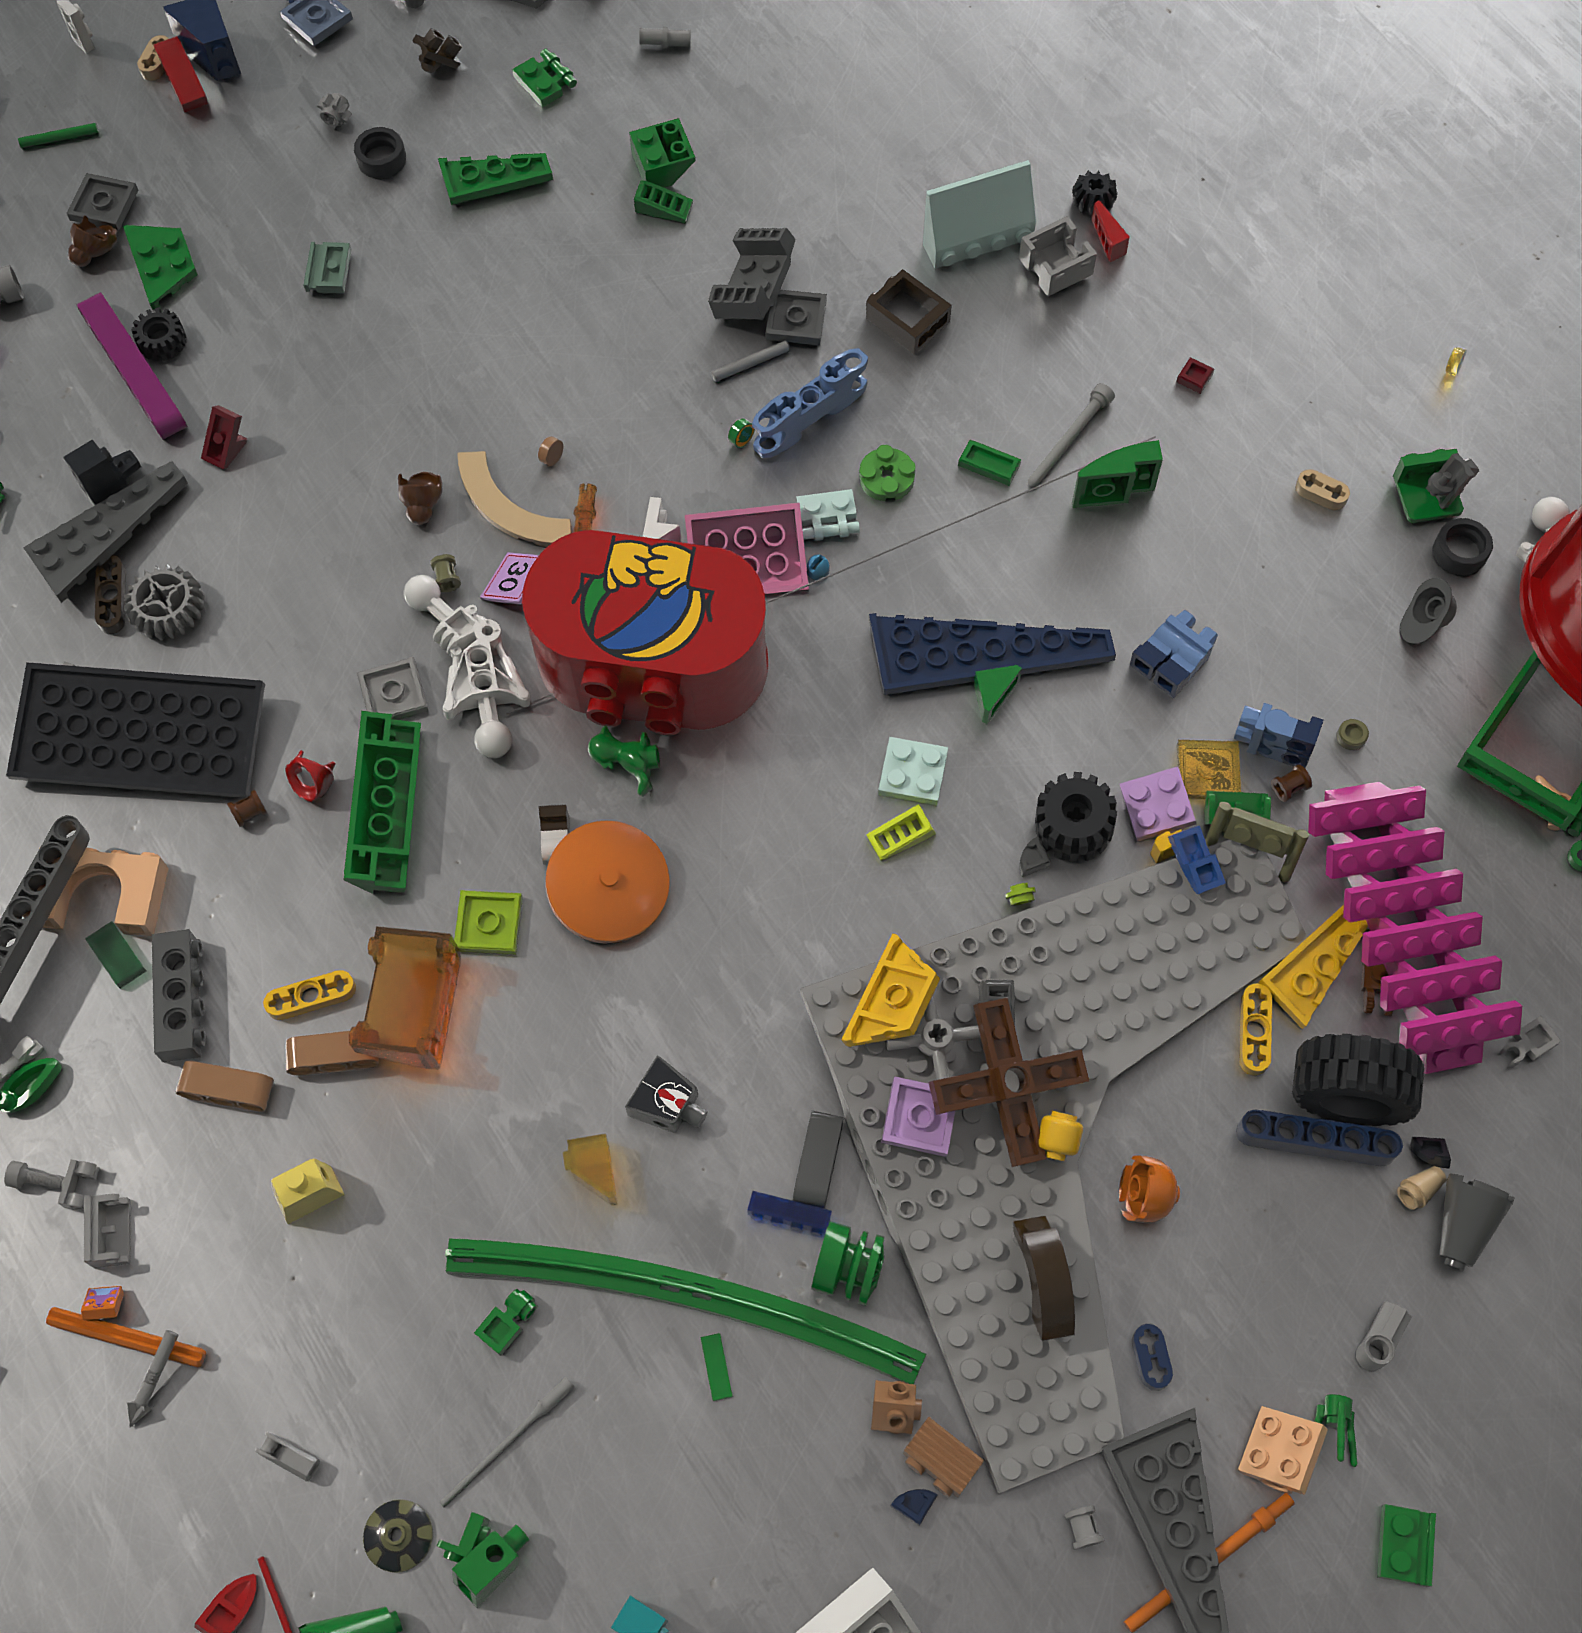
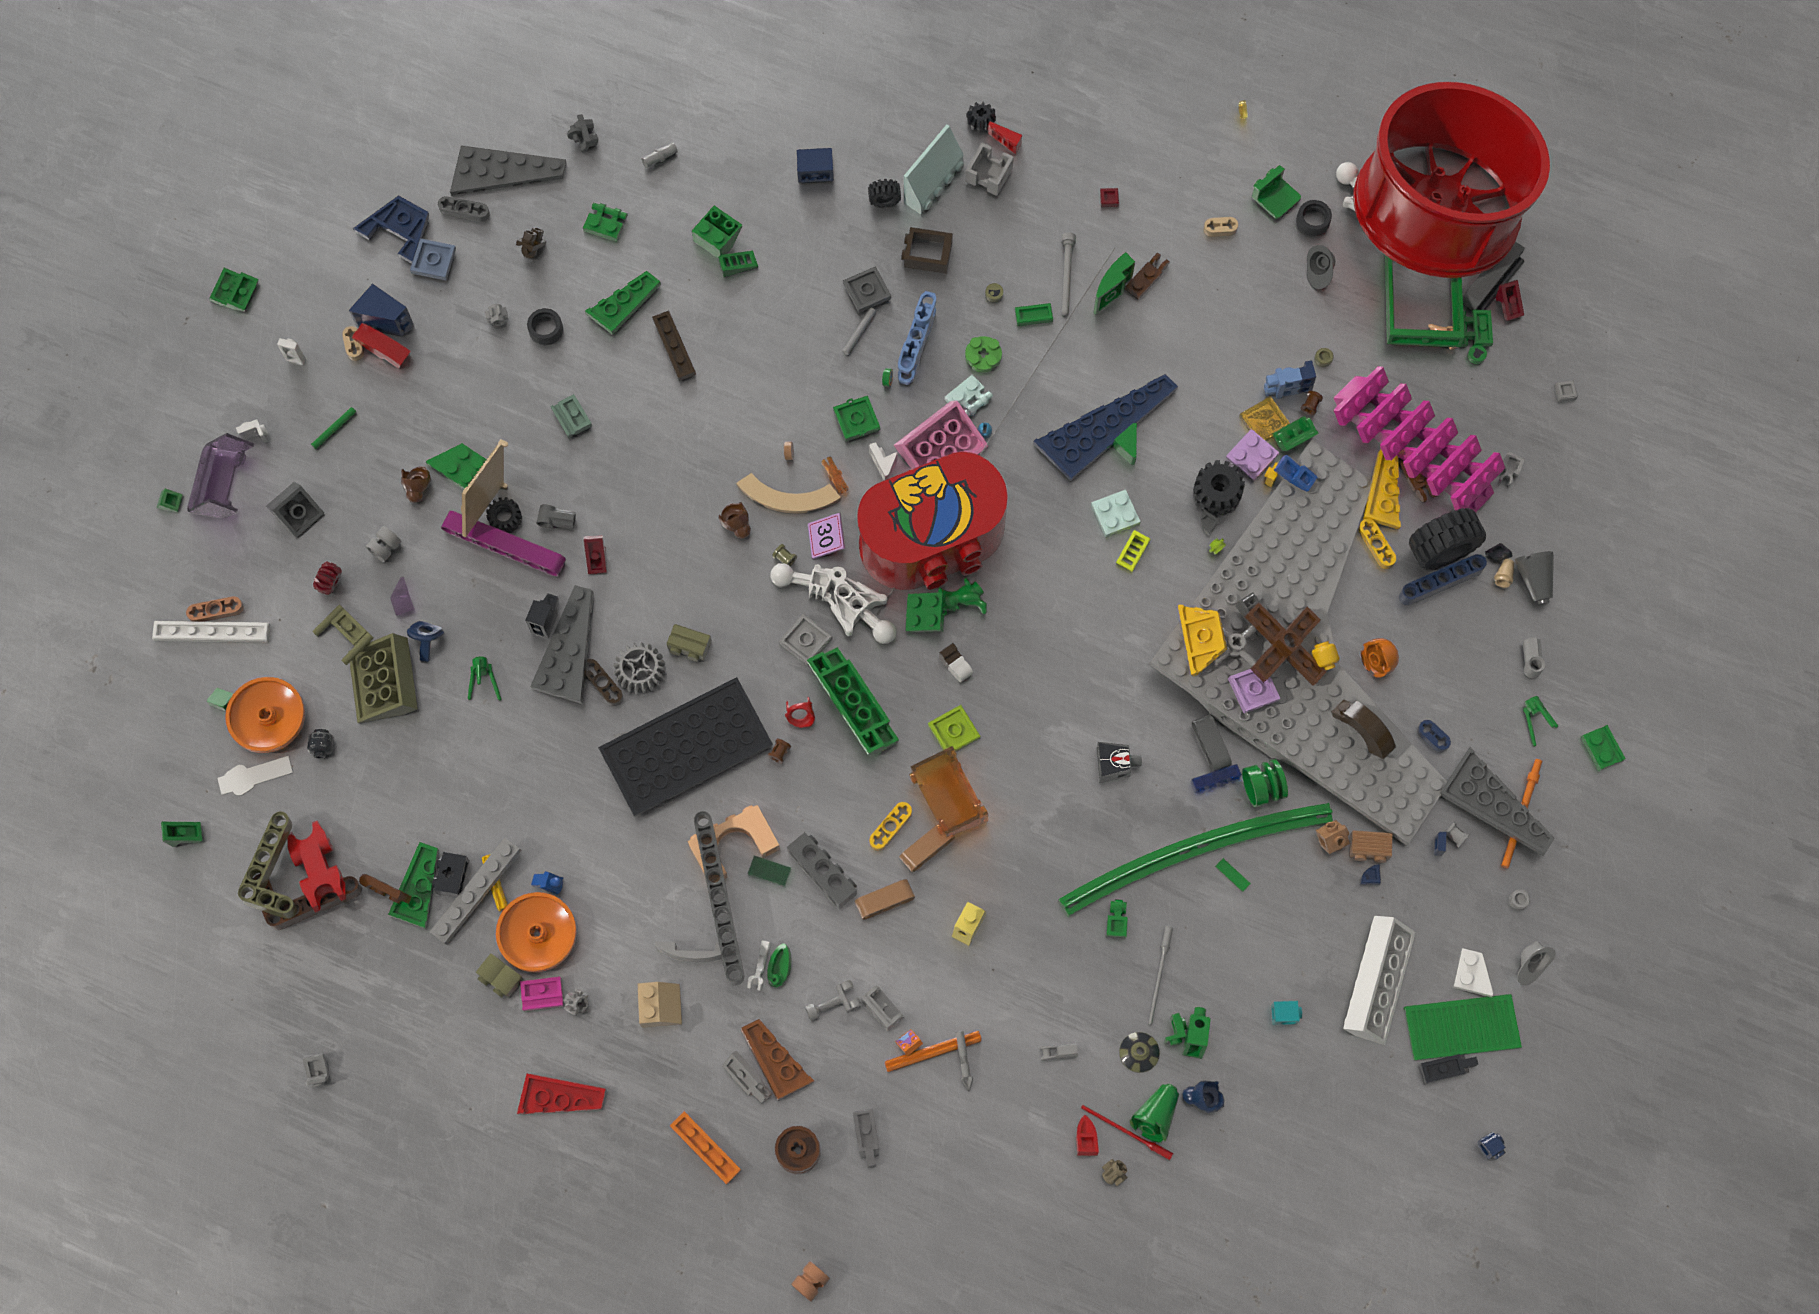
camera: 35 degrees left, 5 degrees up
(102, 201) = (399, 453): dark grey plate -> none
(138, 276) = (483, 488): none -> tan door
(210, 366) = (550, 516): none -> dark grey piece
(247, 608) = (688, 642): none -> olive brick
(511, 254) = (674, 345): none -> dark brown plate
(562, 746) = (925, 612): none -> green plate
(592, 1165) = (1104, 818): clear yellow slope -> none
(607, 881) = (1003, 670): orange dish -> none
(664, 460) = (856, 418): none -> green plate
(757, 276) = (827, 278): dark grey plate -> none
(841, 142) = (815, 165): none -> dark blue bracket
(900, 214) = (884, 193): none -> black tyre
(957, 408) = (994, 292): none -> olive tile
(1049, 1524) = (1440, 844): none -> dark blue tile
(1174, 653) = (1206, 360): hips -> none
(1175, 497) = (1146, 277): none -> reddish brown hinge
(1259, 834) = (1316, 441): olive plate -> none
(1283, 1450) = (1522, 740): light nougat plate -> none
(1451, 479) = (1288, 184): dark grey hips -> none

